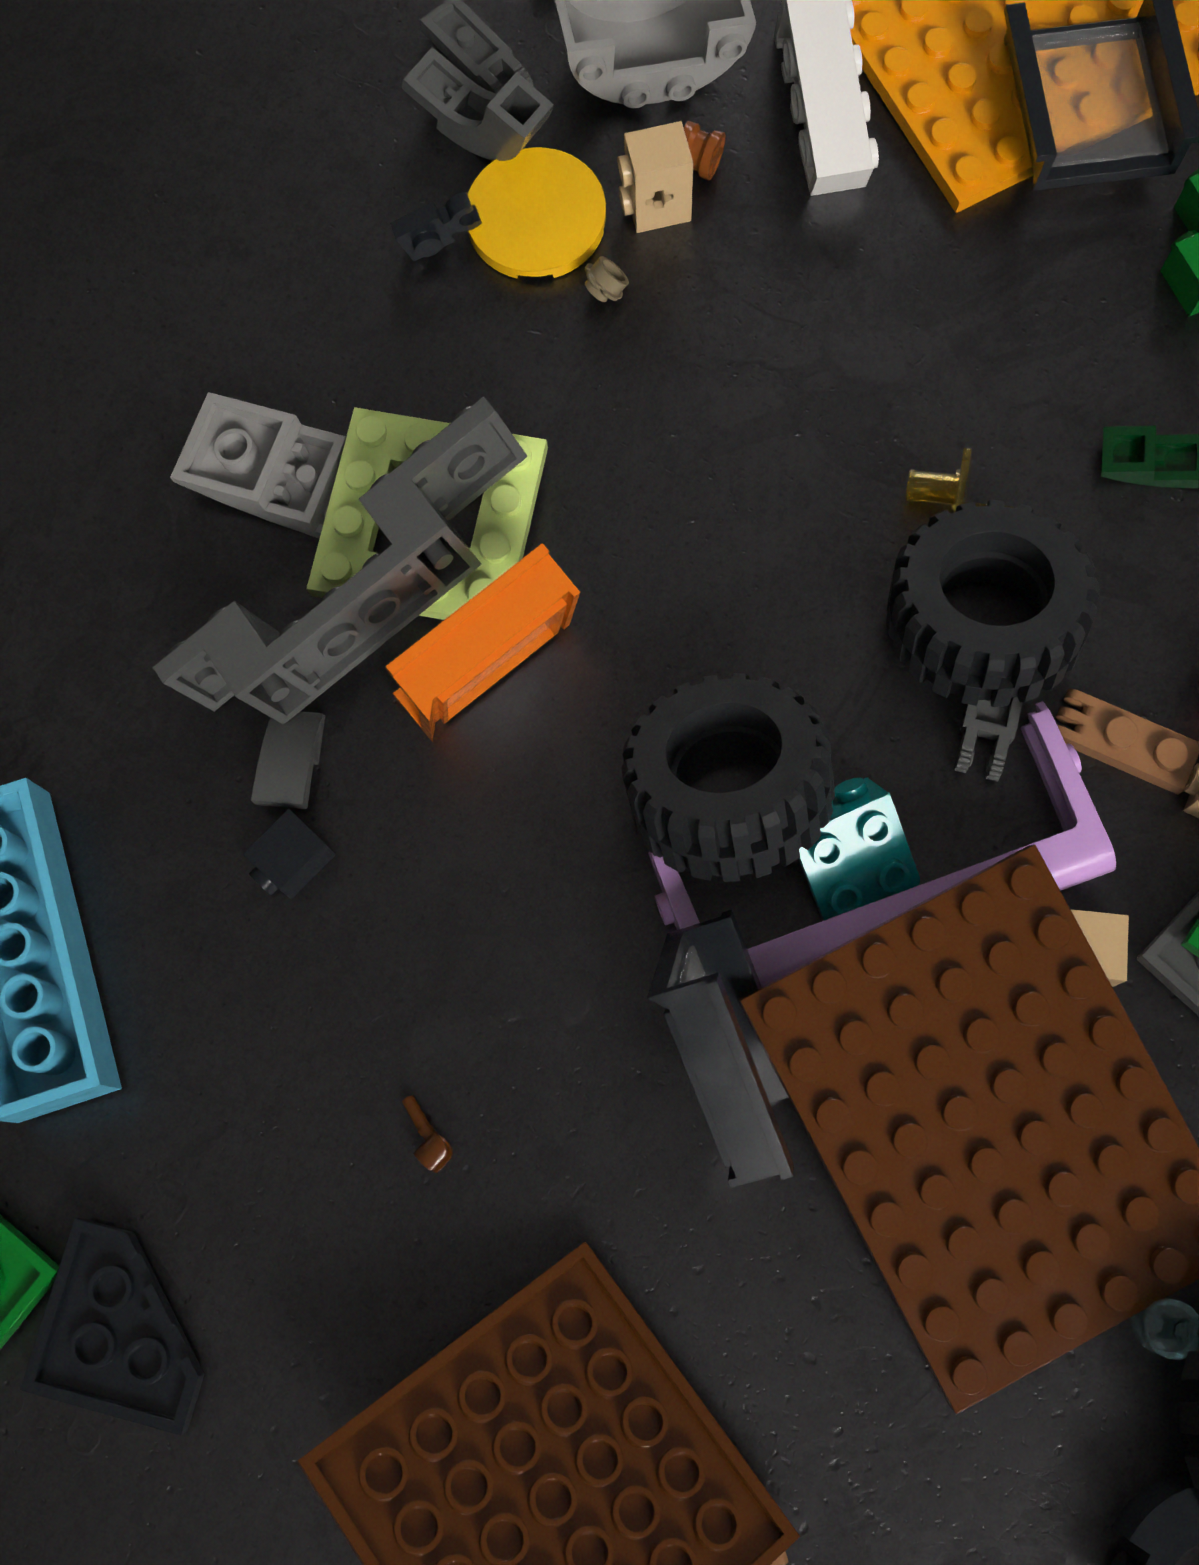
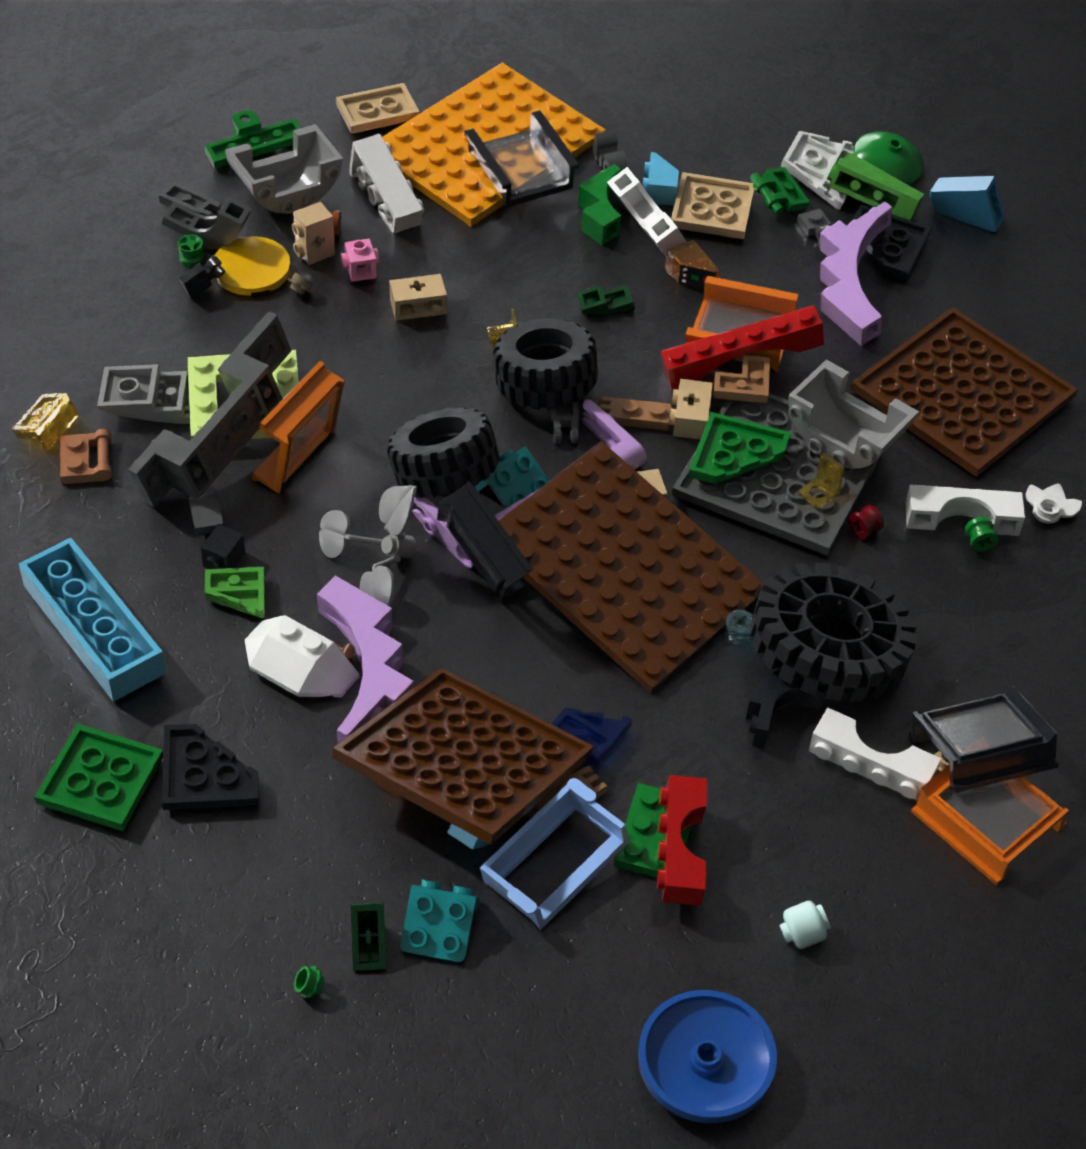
camera: 30 degrees left, 25 degrees down
(89, 475) = (47, 419): none -> clear yellow bracket
(117, 567) = (76, 457): none -> nougat plate
(291, 947) = (237, 589): none -> bright green wing
(338, 1141) = (298, 659): none -> white wedge
(429, 148) = (191, 250): none -> green wheel
(464, 1254) = (367, 627): none -> lavender arch
(590, 935) = (395, 511): none -> light grey plant
(726, 254) = (360, 259): none -> bright pink brick
(809, 1477) = (593, 729): none -> clear blue wing
(822, 381) = (418, 297): none -> tan brick

